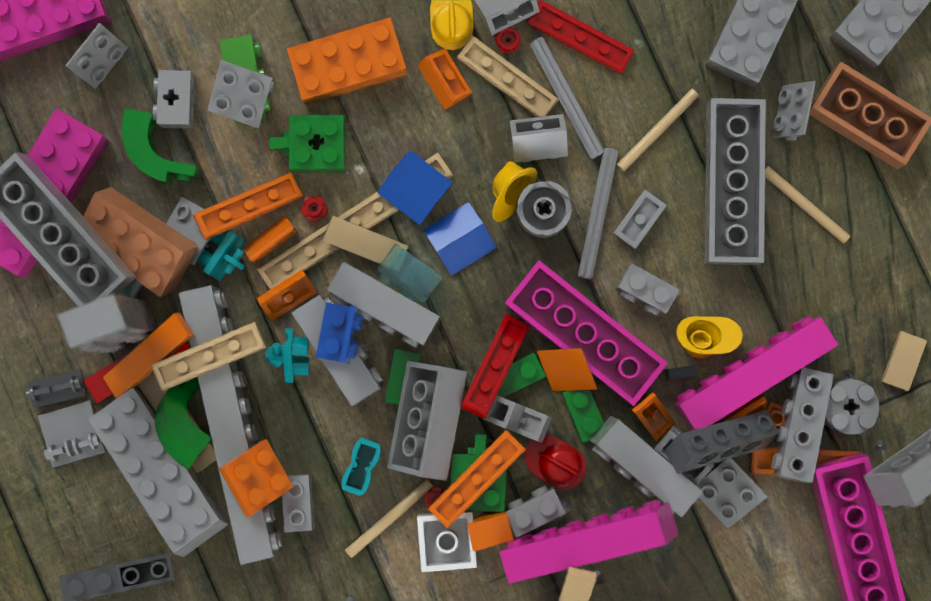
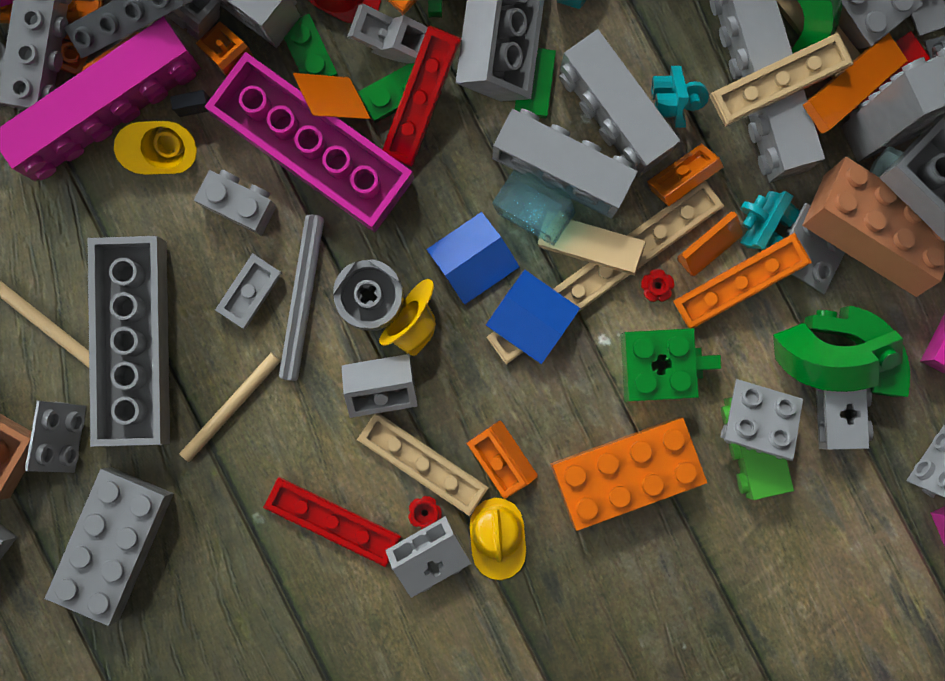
camera: 175 degrees right, 0 degrees up
(182, 132) = (834, 366): none -> green arch
(338, 333) = (620, 116): blue bracket -> none
(567, 97) = (346, 442): light grey axle -> none

